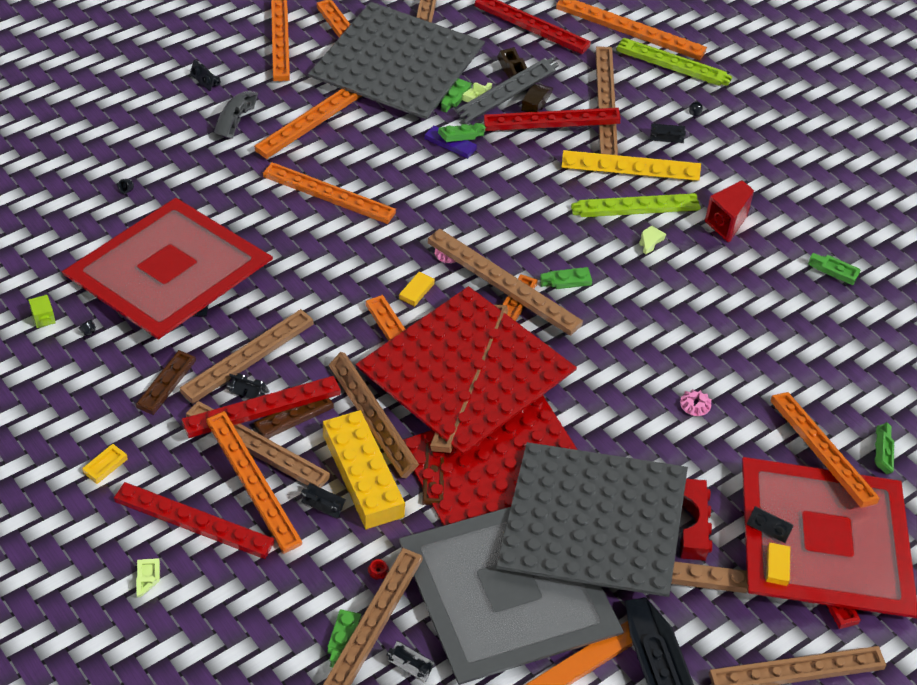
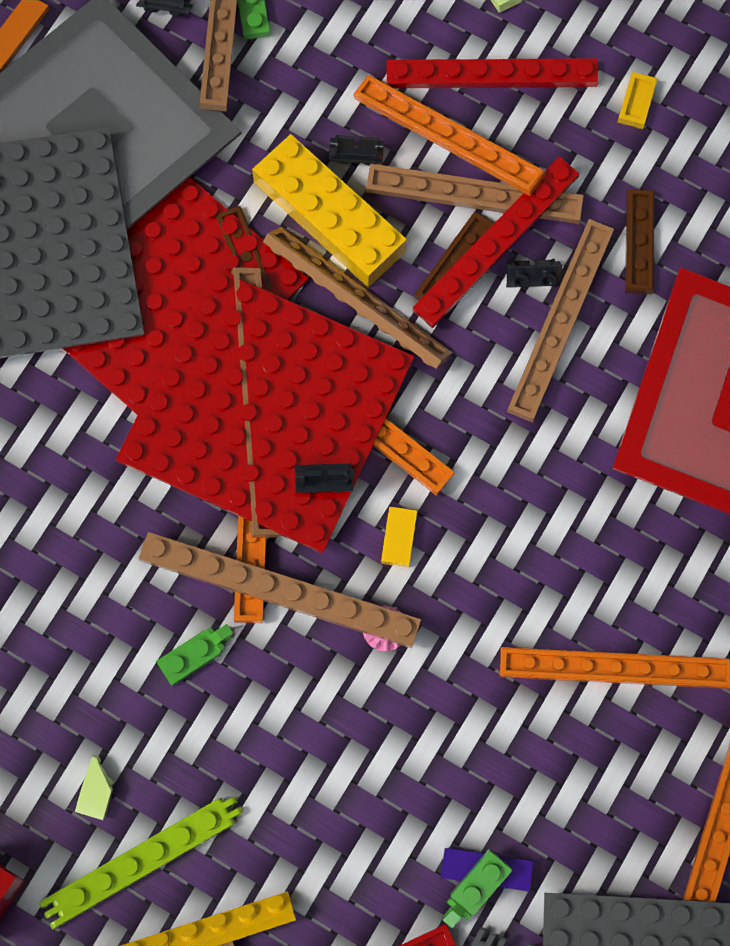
camera: 160 degrees right, 25 degrees up
(378, 564) = (250, 90): red plate -> none
(453, 312) = (324, 478): none -> black hinge

